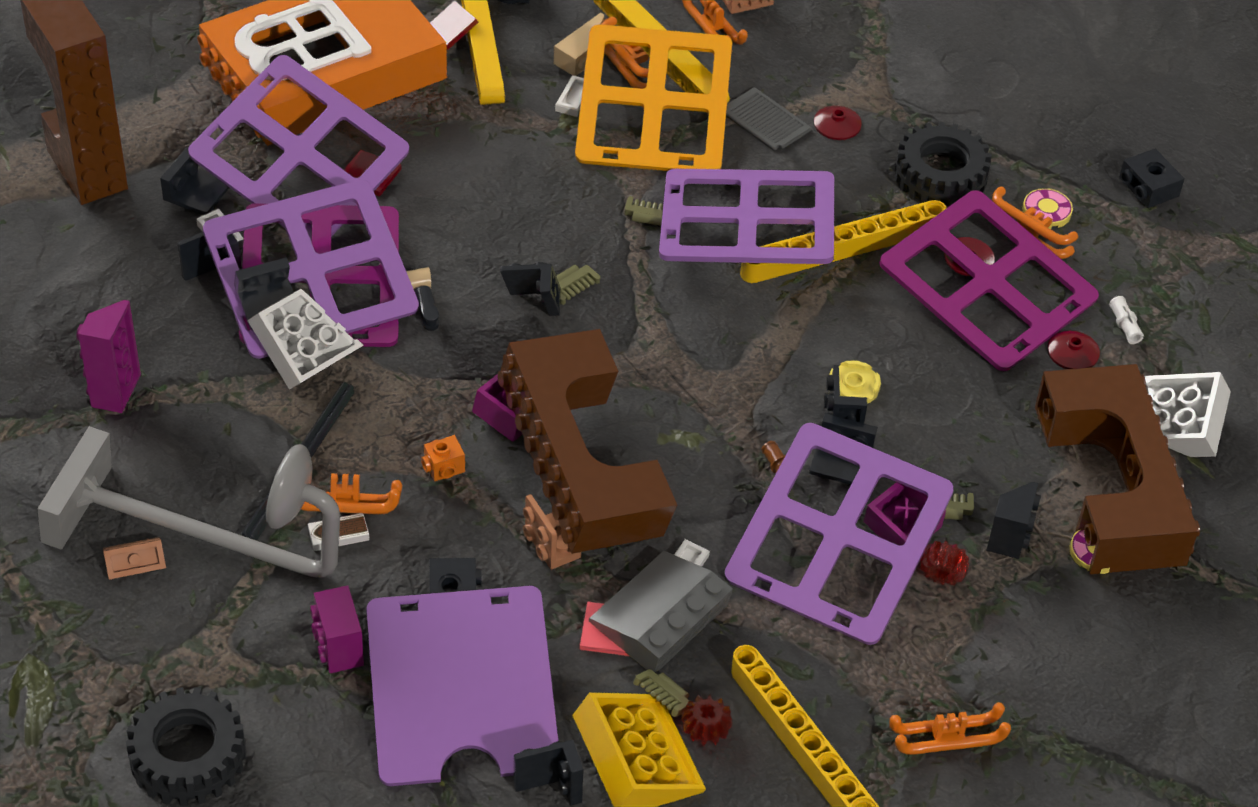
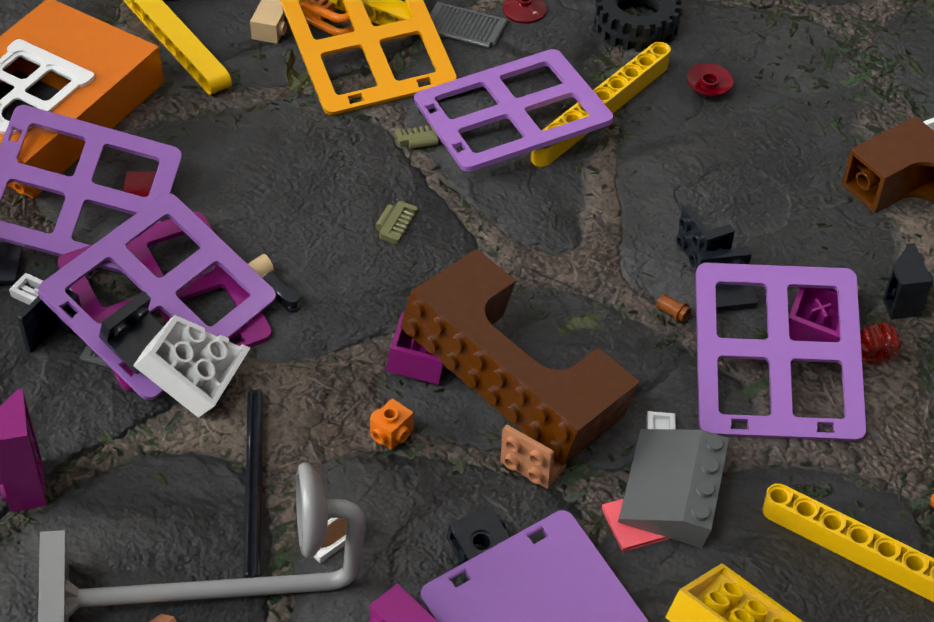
camera: 25 degrees left, 0 degrees up
(352, 501) = (287, 515): orange piece -> none
(453, 23) = (147, 27): piece -> none
(534, 279) = (370, 228): black bracket -> none
(571, 97) = (289, 60): white tile -> none
(664, 688) = (727, 555): olive piece -> none
(706, 720) = (781, 568): clear red gear -> none
(858, 380) = (701, 211): light yellow tile -> none
(988, 279) = (738, 93): magenta window -> none
(1036, 226) = (738, 39): orange piece -> none
(1052, 204) = (738, 20): tile -> none
(1073, 350) = (838, 127): dark red dish -> none
(1126, 320) = (863, 87): white pin -> none

